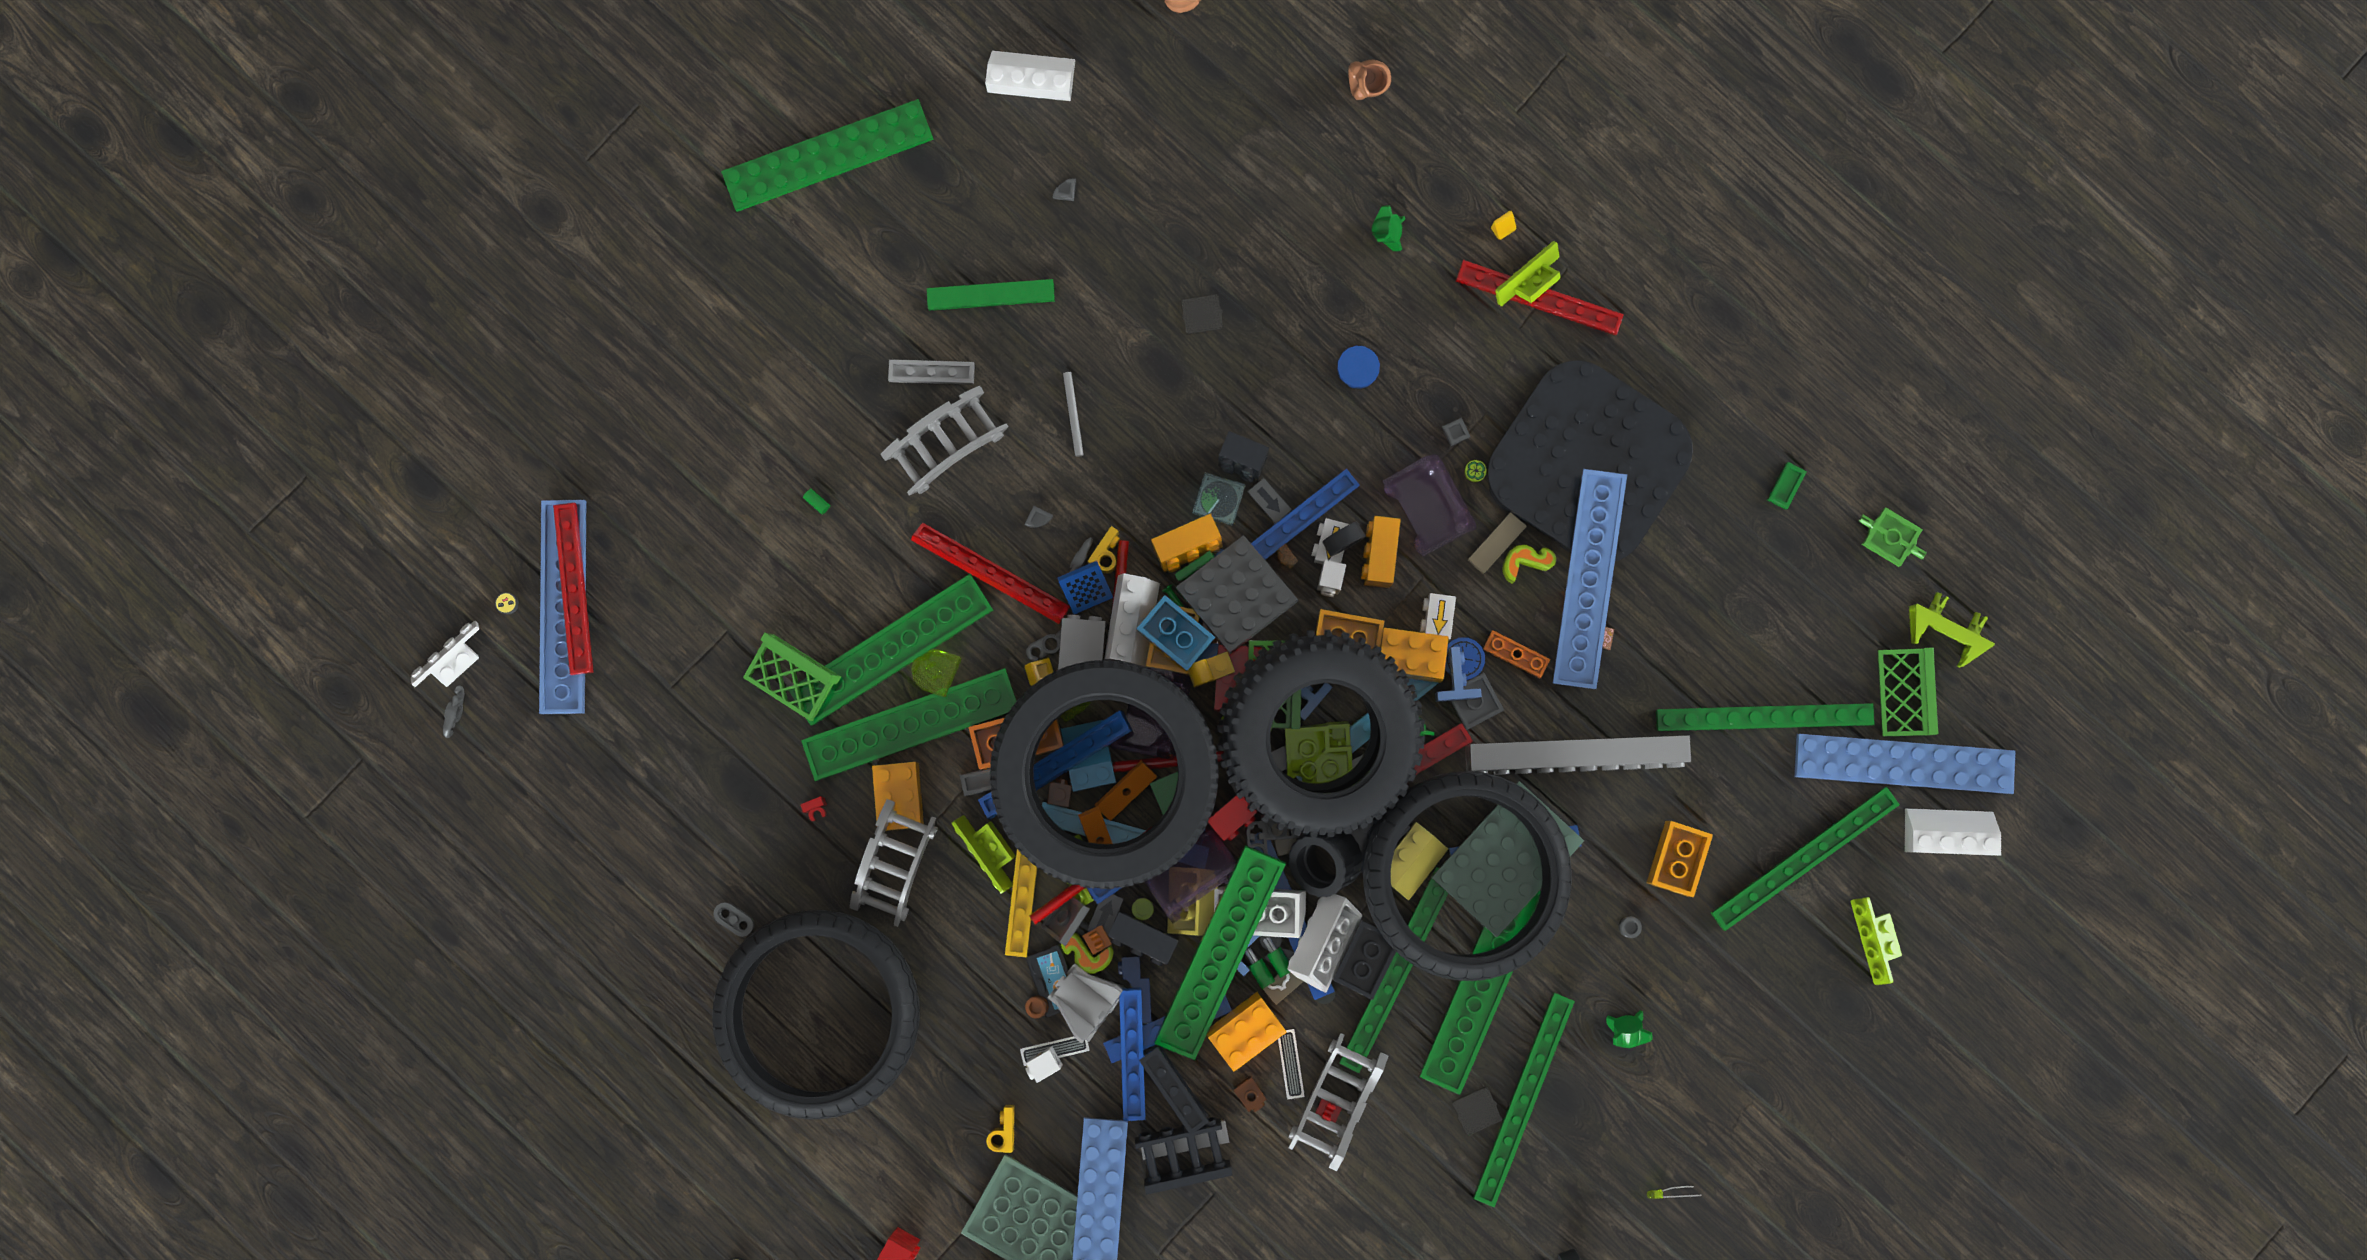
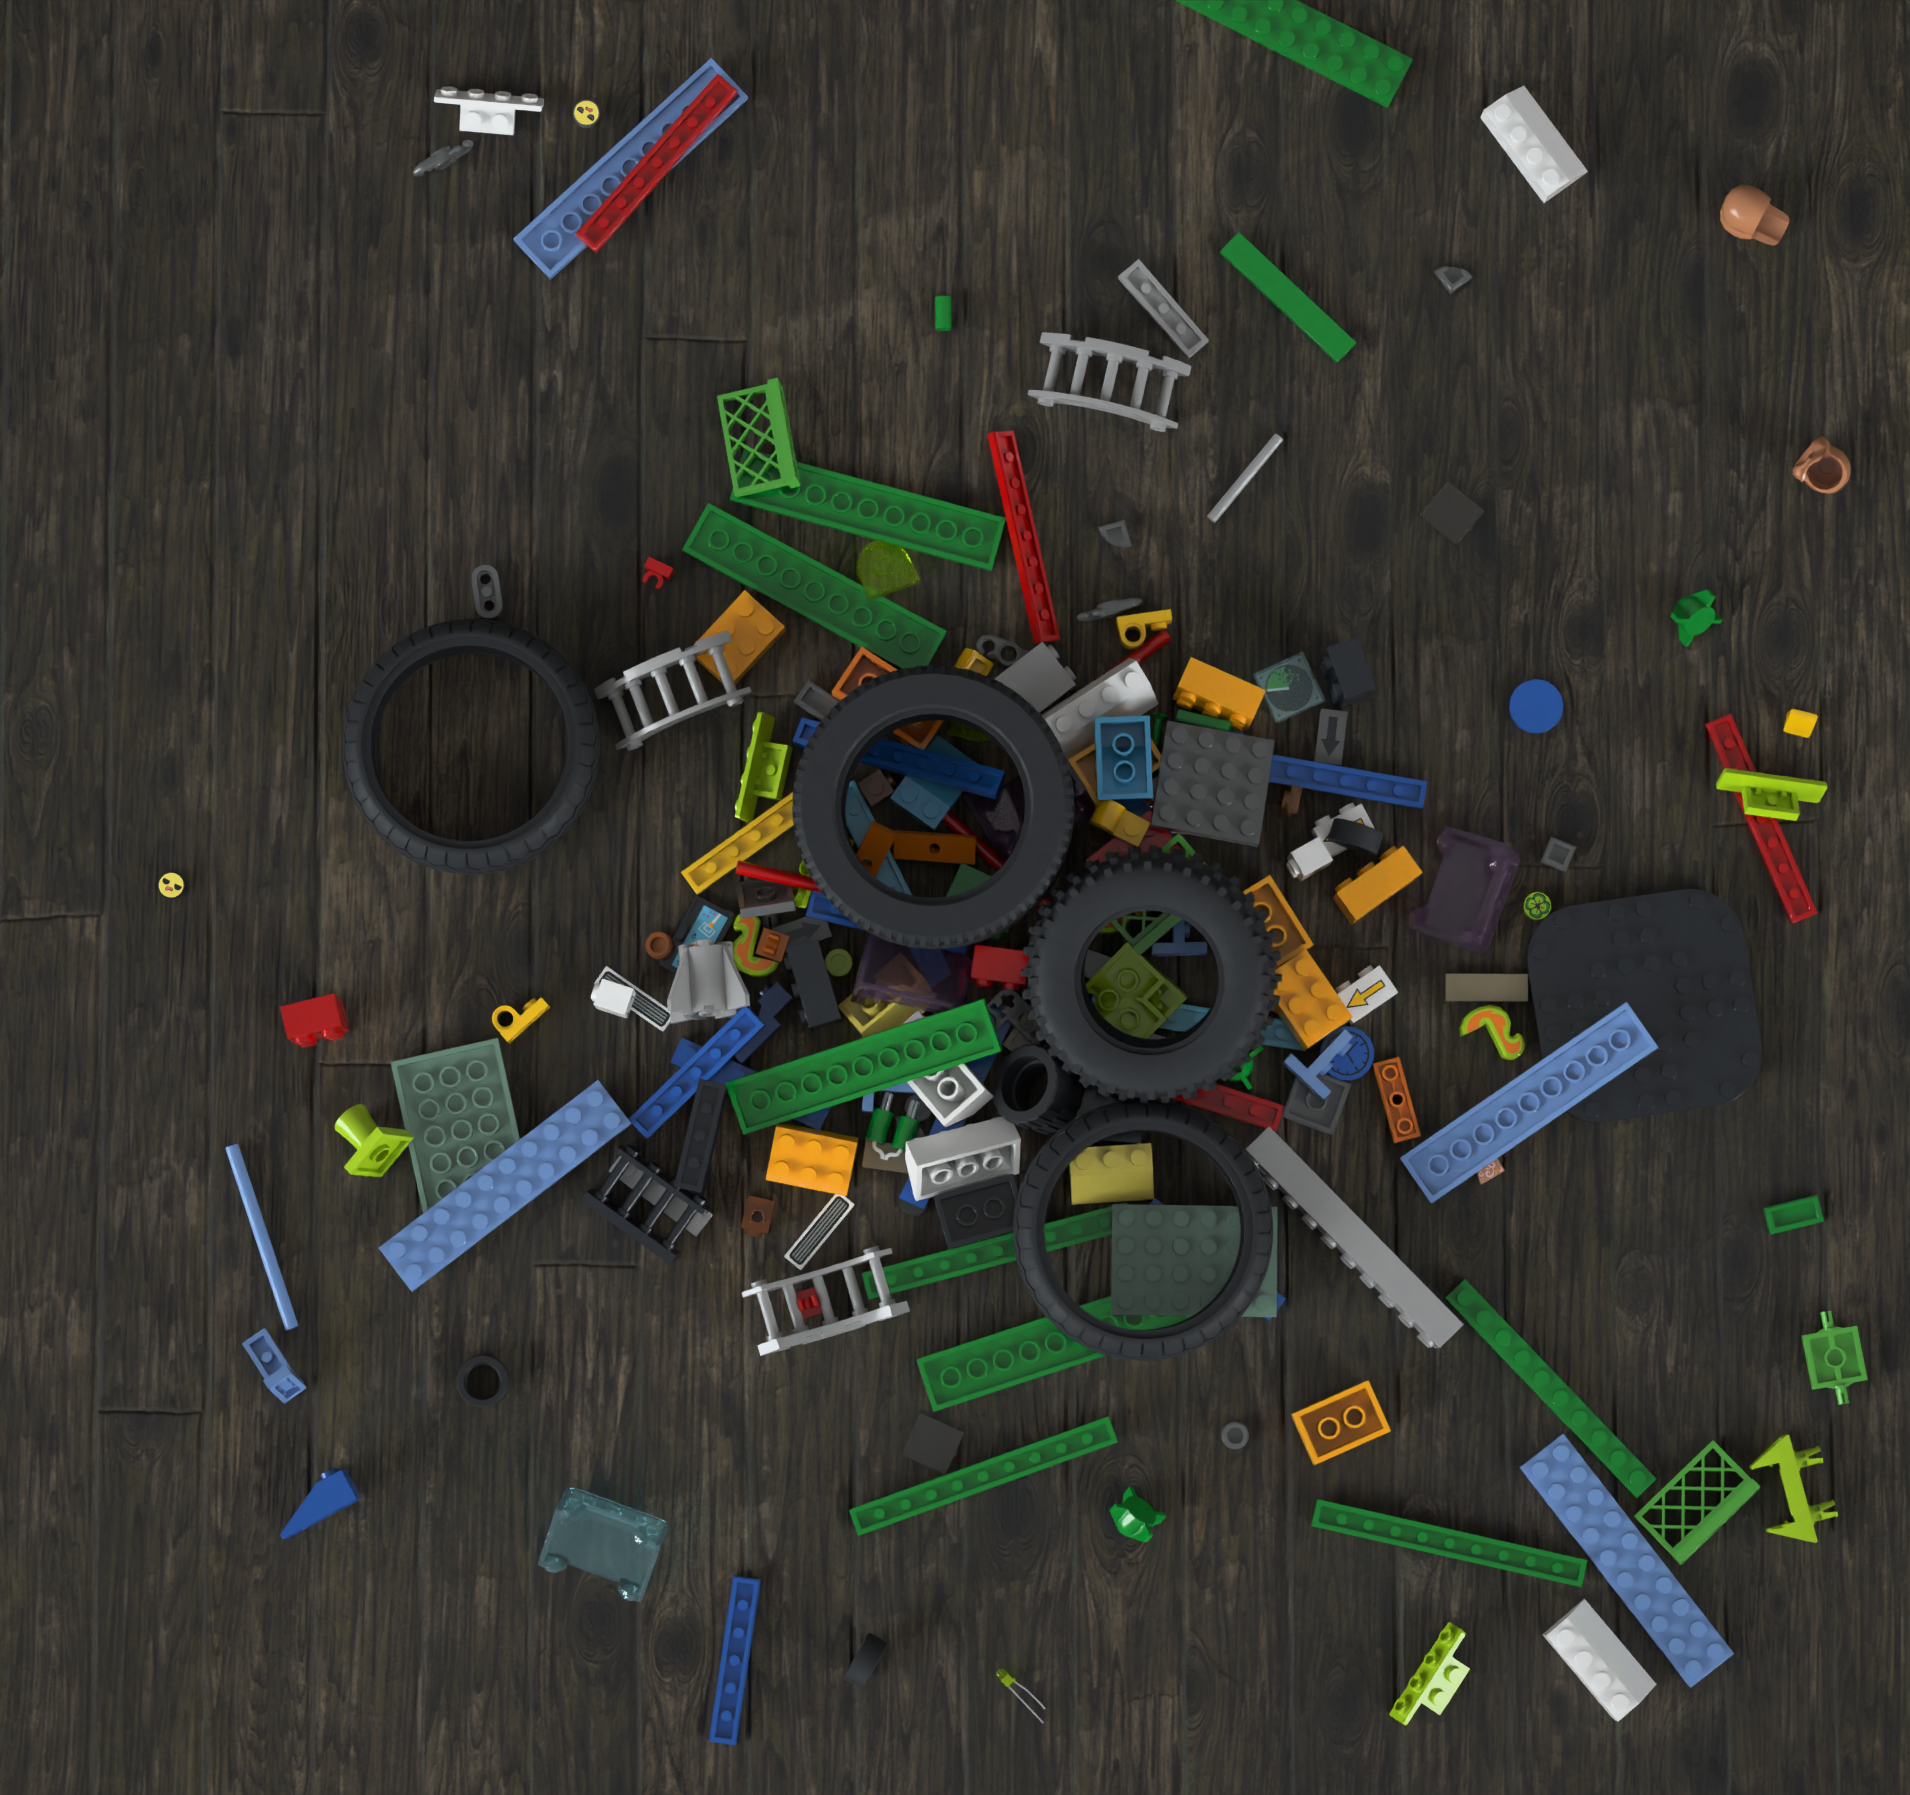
camera: 40 degrees right, 0 degrees up
(1085, 587) = (1090, 637): blue tile -> none

